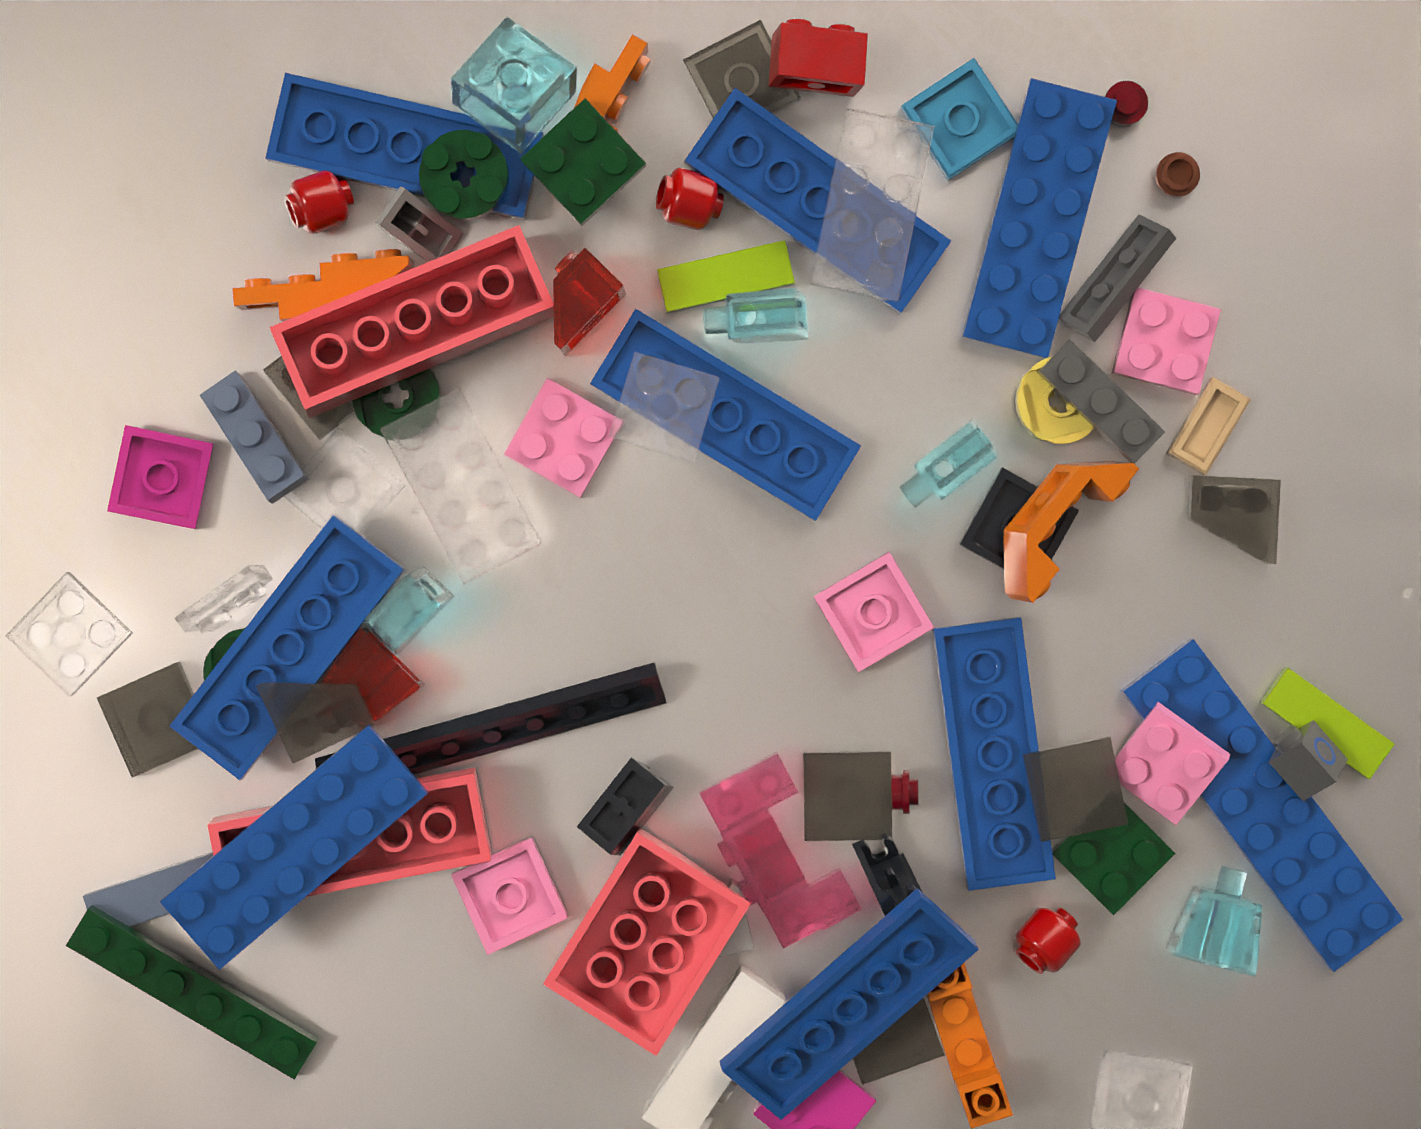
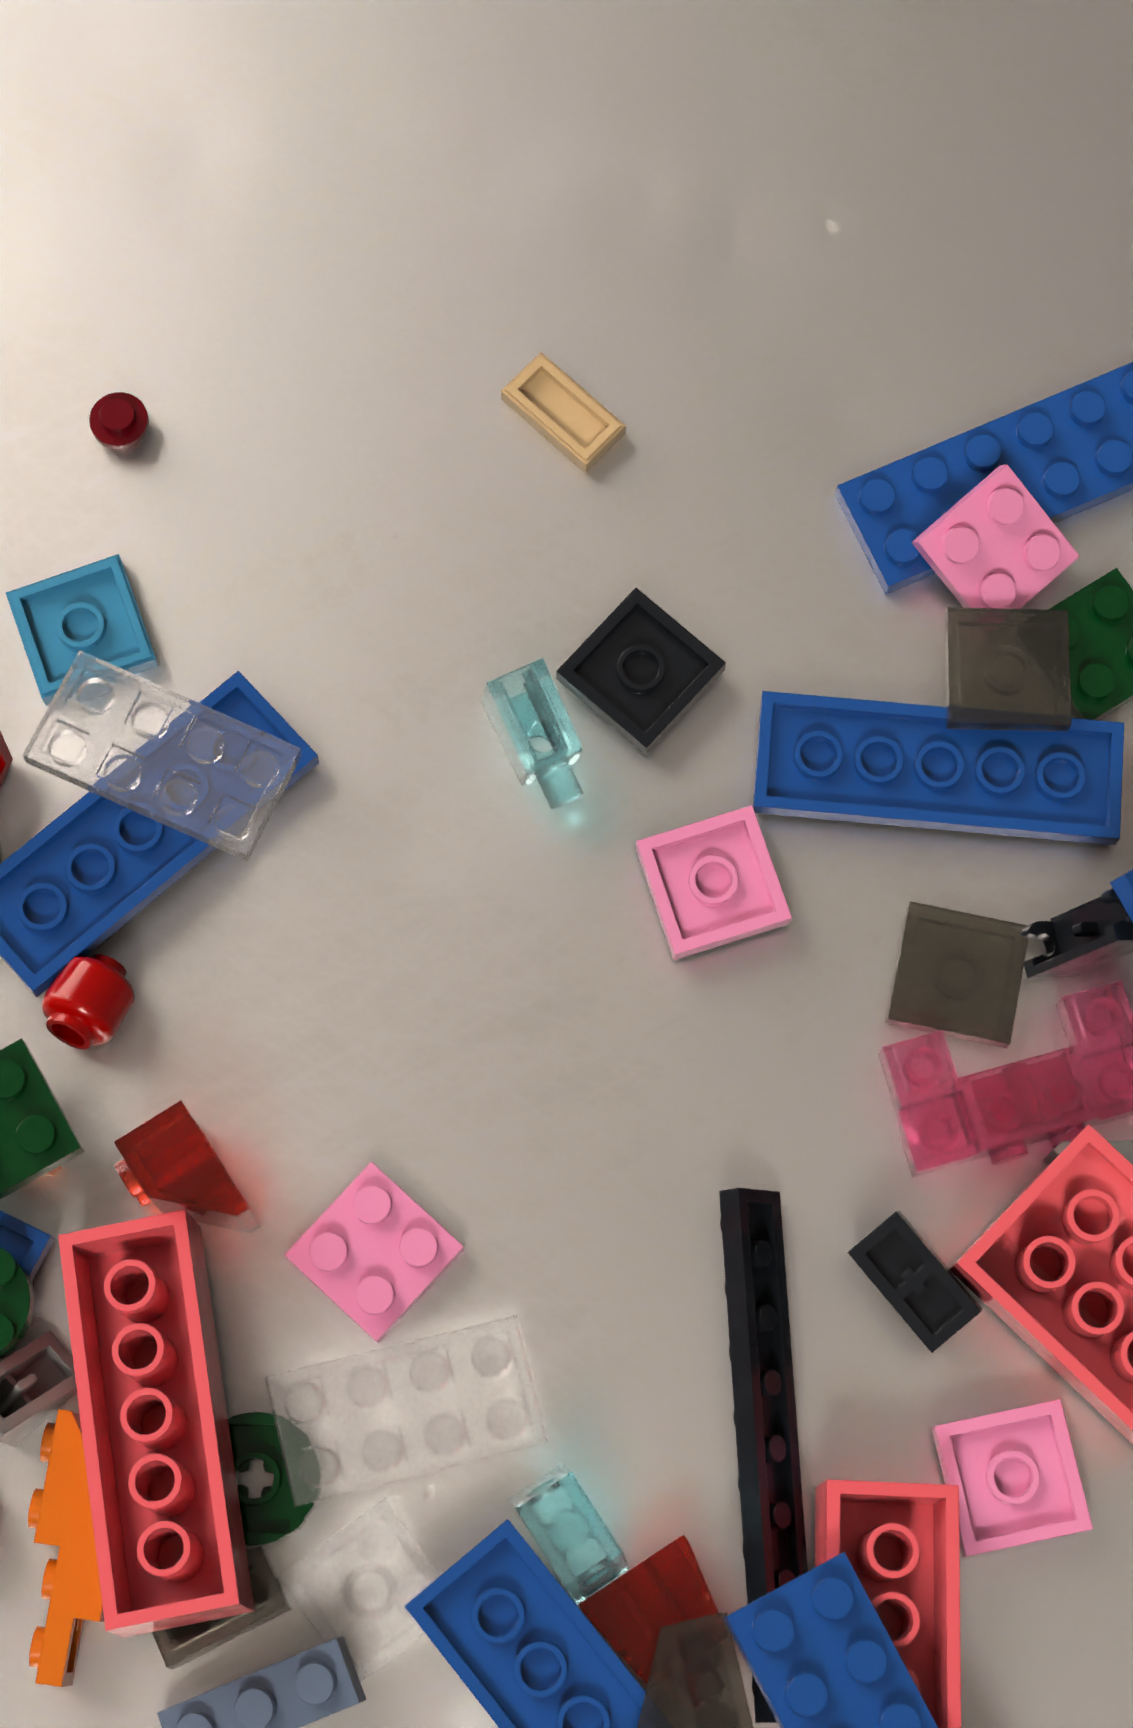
camera: 80 degrees left, 15 degrees down
(664, 407) = (366, 1094): clear plate -> none
(735, 272) = (208, 979): lime tile -> none
(747, 423) = (395, 1021): blue plate -> none
(779, 316) = (272, 911): clear light blue torso -> none
(904, 792) = (968, 893): dark red plate -> none
(1026, 566) = (691, 660): orange slope -> none
(1039, 218) = (239, 557): blue plate -> none
(1045, 421) = (490, 616): light yellow plate -> none
(1101, 402) = (499, 527): dark grey plate -> none
(1117, 277) = (342, 477): dark grey plate -> none
(1166, 341) = (440, 439): bright pink plate -> none
(1177, 174) = (228, 378): copper plate -> none
(1238, 512) = (684, 397): clear smoke wing -> none
(1301, 702) = (979, 351): lime tile -> none
(1307, 759) = (1025, 377): dark grey brick -> none

